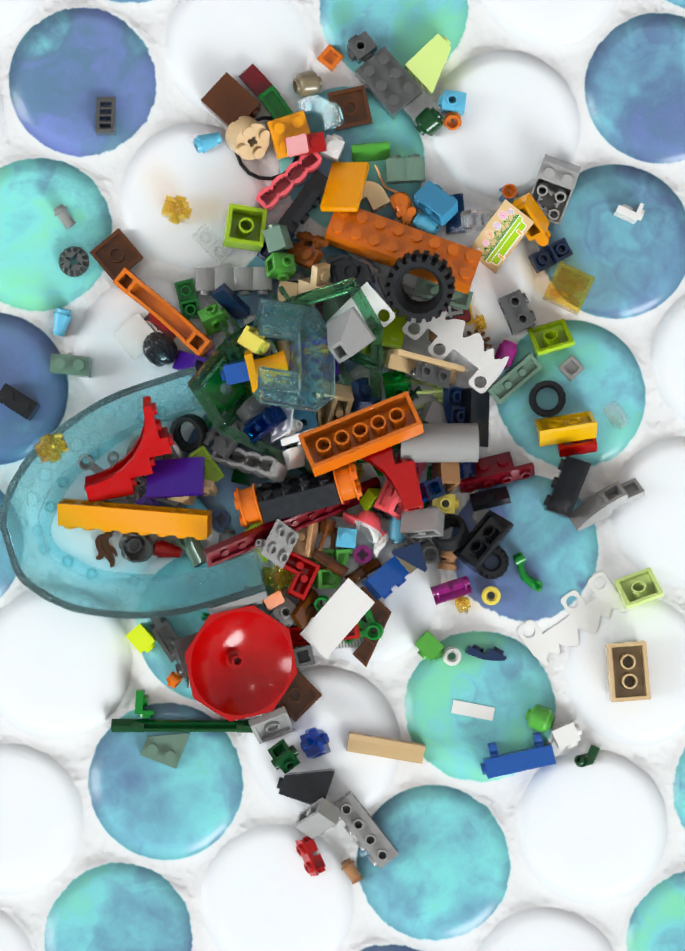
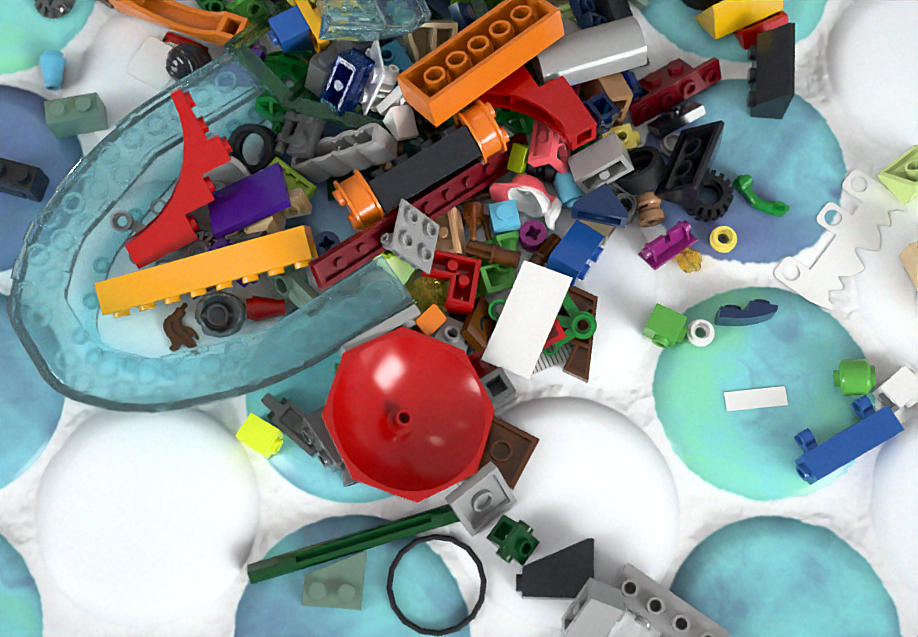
camera: 15 degrees left, 15 degrees down
(51, 447) = (59, 193): clear yellow brick -> none
(140, 702) = (282, 526): green bracket -> none
(174, 679) = (322, 480): orange plate -> none
(256, 777) = (467, 620): none -> black piece
(315, 743) = (551, 507): clear blue brick -> none
(385, 747) = (654, 484): tan fence -> none
(603, 502) = (824, 79): light grey slope -> none

